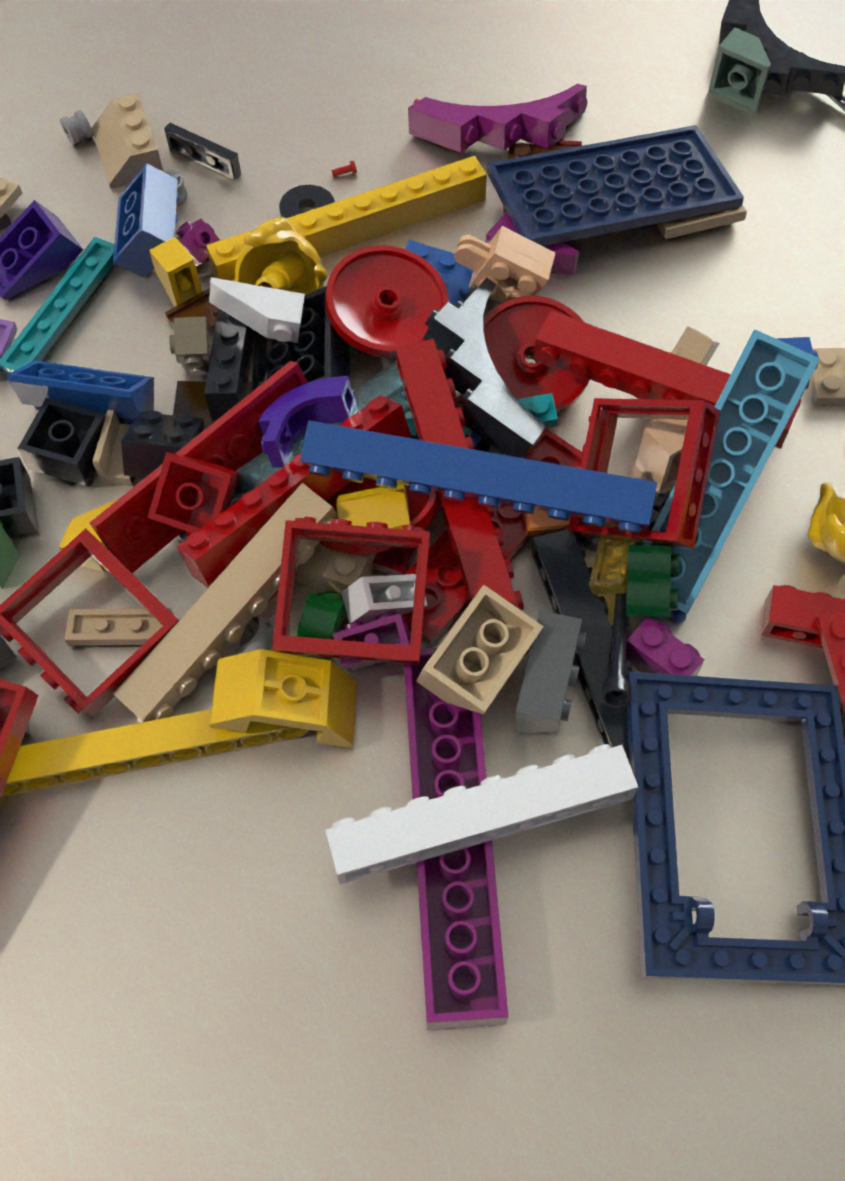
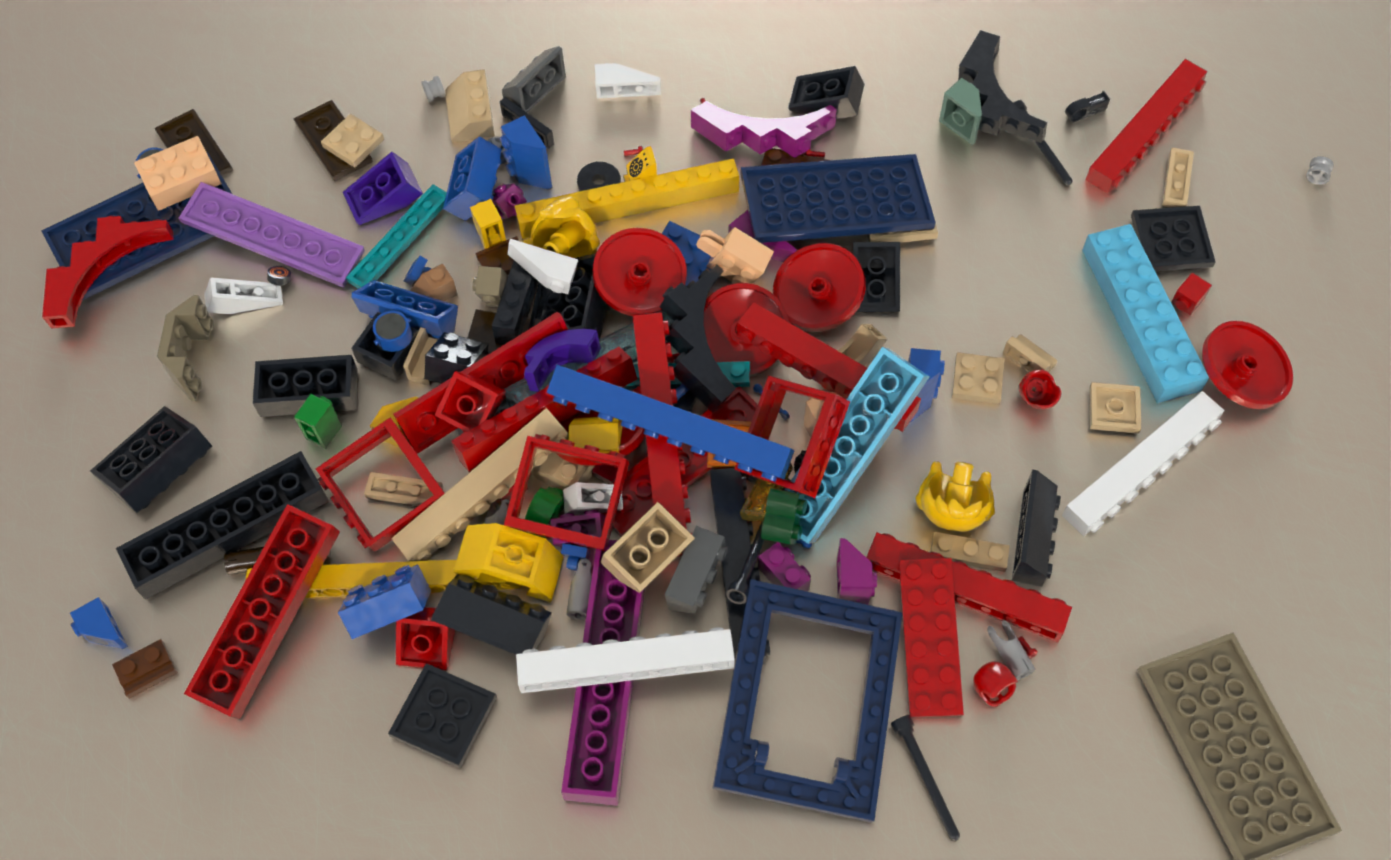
camera: 10 degrees right, 0 degrees up
(70, 417) = (392, 331): none -> piece
(91, 345) = (416, 270): none -> blue tile
(117, 784) = (384, 601): none -> blue brick
(120, 353) = (436, 284): none -> medium nougat slope
(183, 825) = (423, 641): none -> red slope
(207, 98) = (536, 79): none -> dark grey slope
(210, 180) = (525, 154): none -> blue slope
(228, 934) = (442, 715): none -> black plate
(275, 779) = (491, 615): none -> black slope
(315, 90) = (621, 81): none -> white slope
(361, 177) = (641, 166): none -> yellow slope
(373, 676) = (574, 555): none -> blue tile
(391, 727) = (580, 591): none -> light grey piece
(566, 428) = (758, 389): none -> blue hinge
(580, 62) = (835, 87): none -> black slope
(622, 287) = (820, 287): none -> red dish
(684, 271) = (882, 275): none -> black slope
(758, 643) = (854, 574): none -> magenta slope

